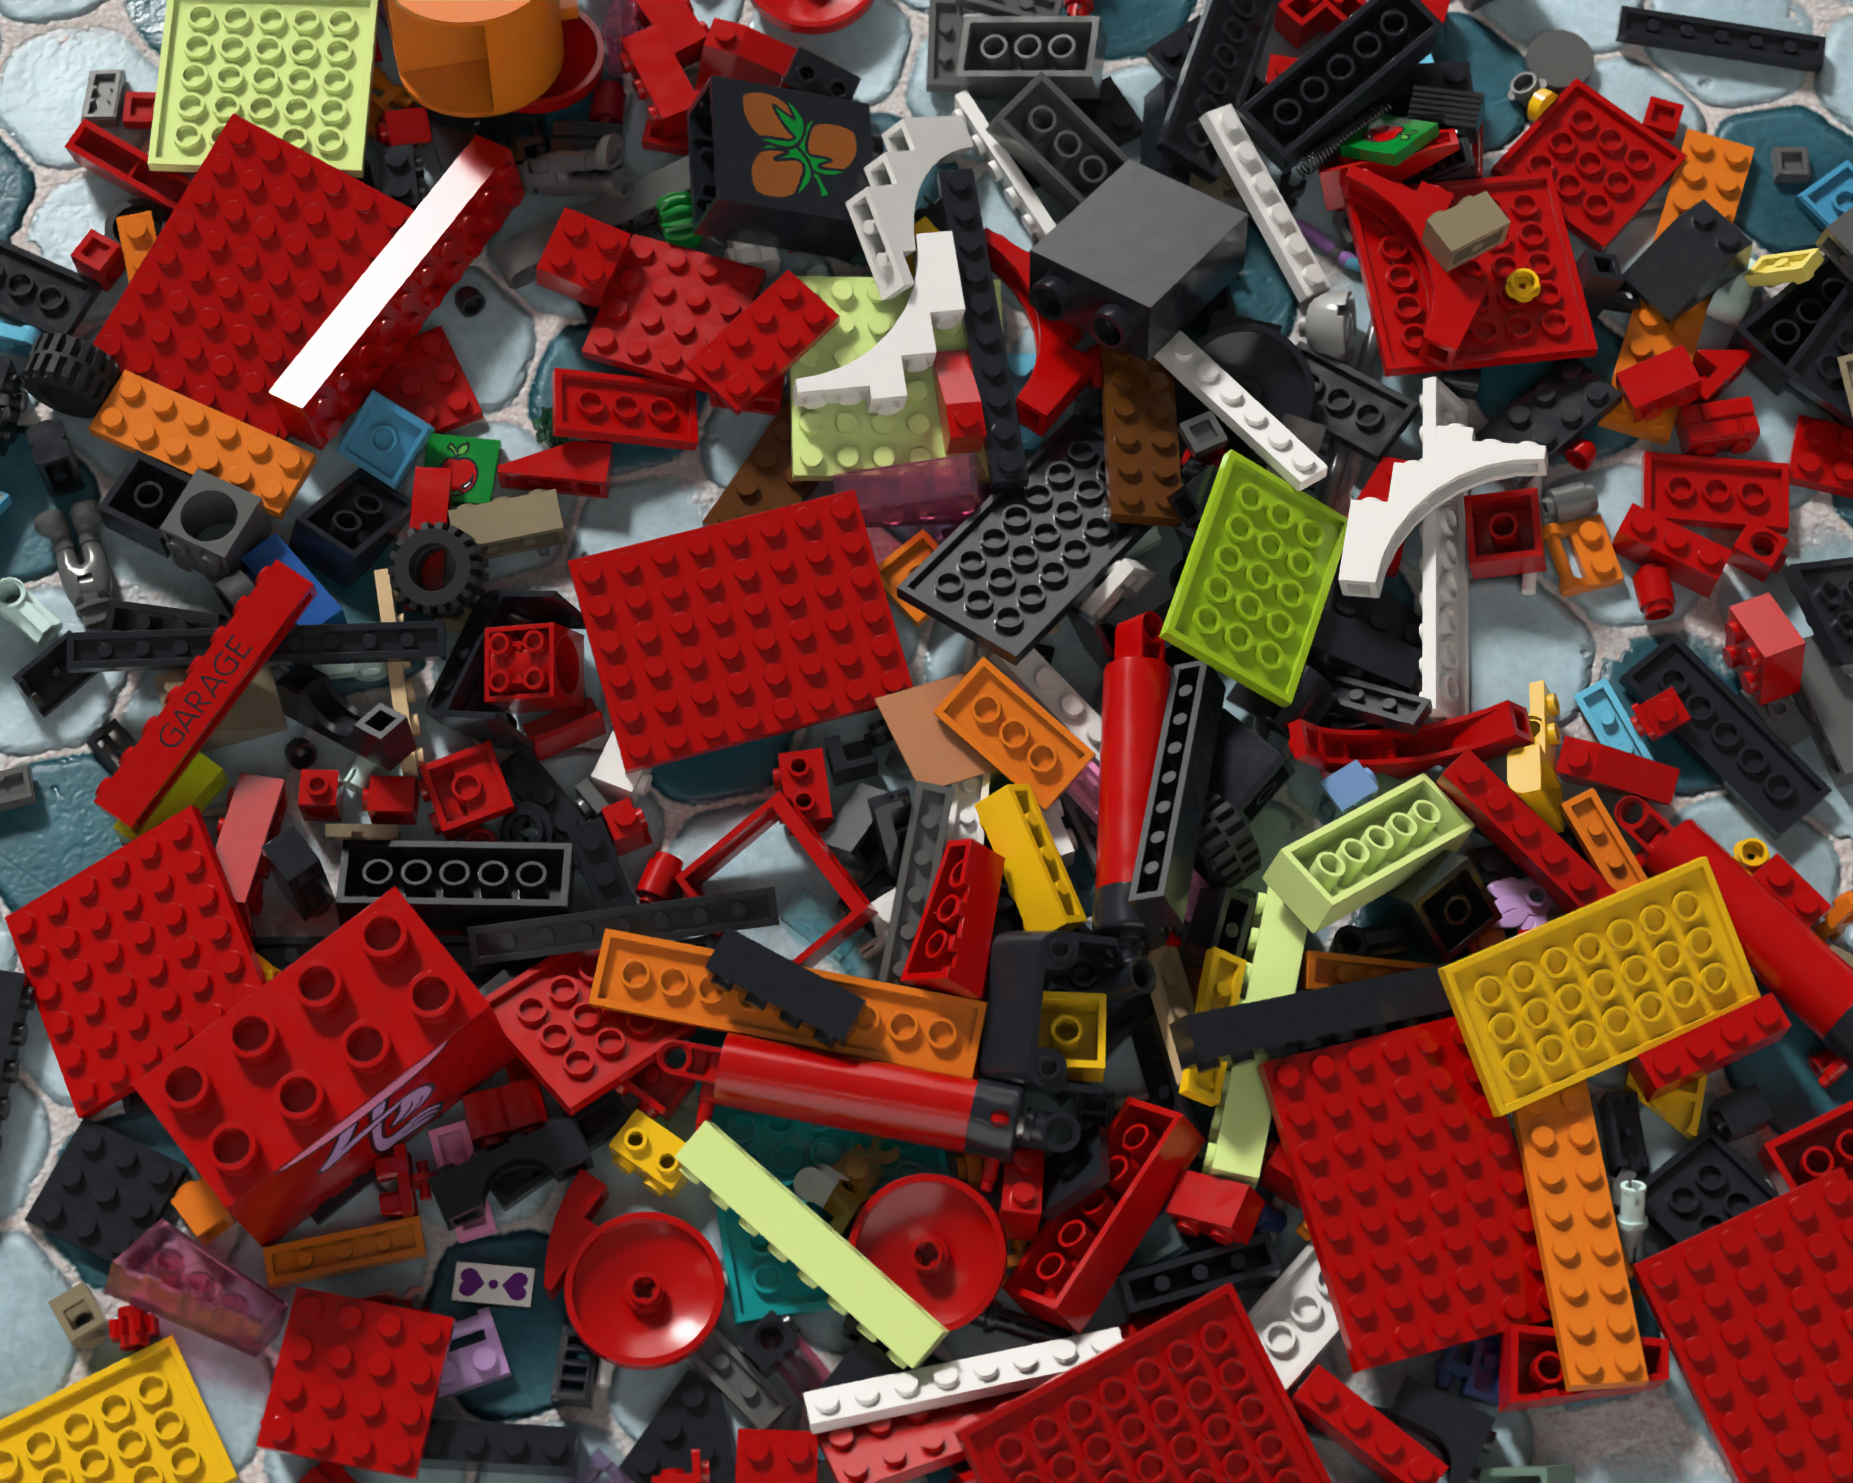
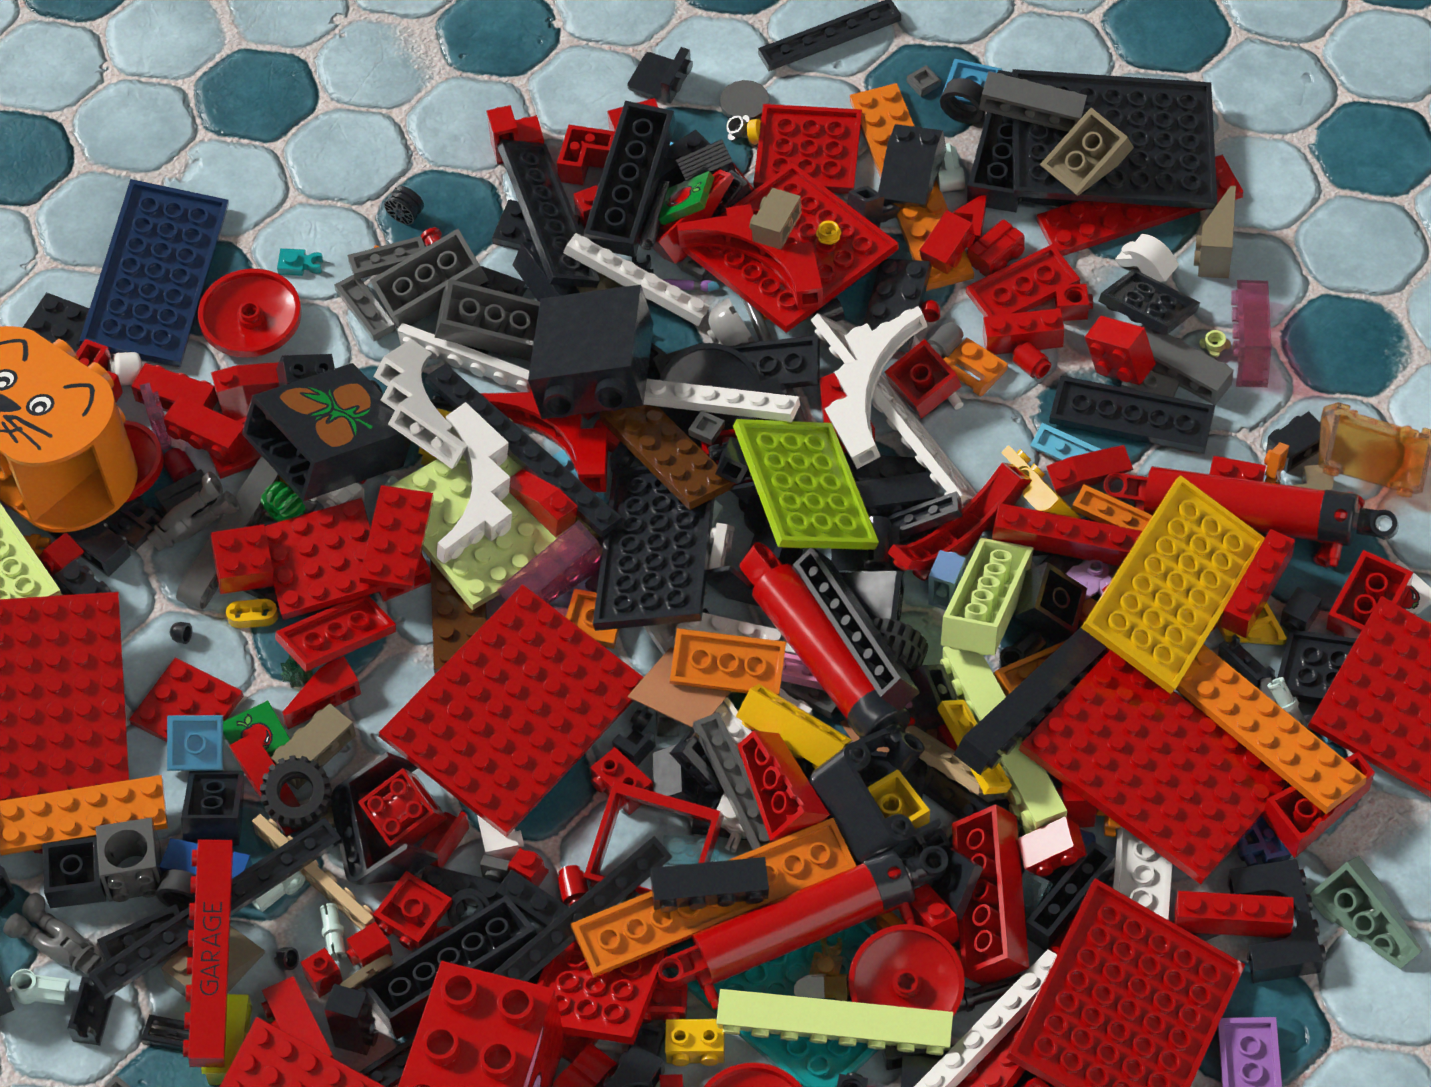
camera: 30 degrees left, 10 degrees down
(314, 701) = (275, 920): black arch -> none
(397, 293) = (138, 650): red brick -> none
(562, 324) = (252, 613): none -> yellow beam
(1660, 715) = (1089, 423): red bracket -> none
(1663, 117) = (830, 96): red plate -> none
(1756, 848) = (1198, 464): yellow plate -> none
(1784, 268) = (969, 135): light yellow plate -> none
(1809, 214) = (957, 110): none -> black tyre

